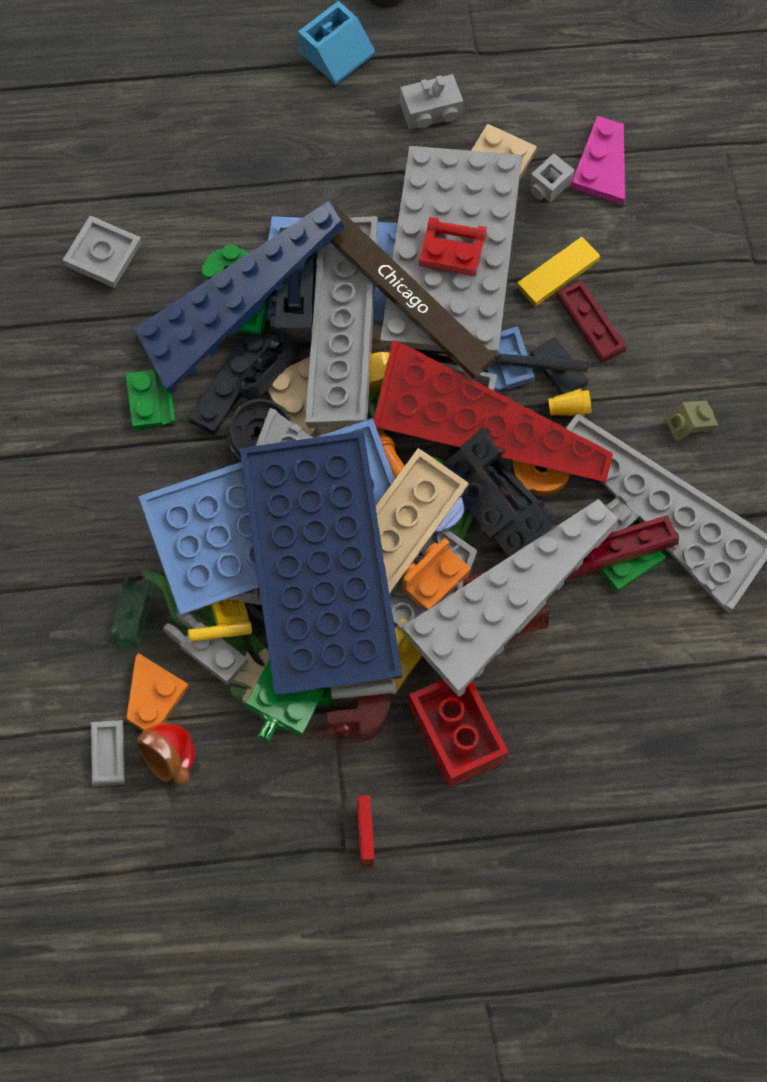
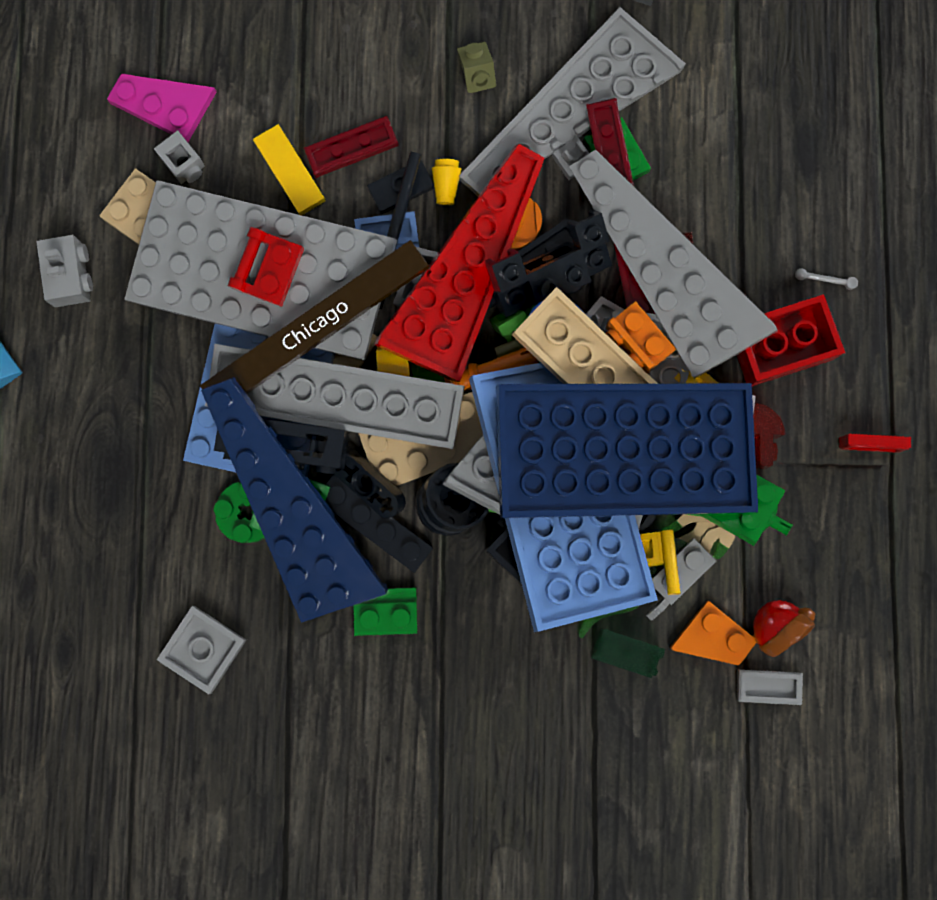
camera: 80 degrees left, 15 degrees up
(533, 799) = (849, 283): none -> light grey hinge

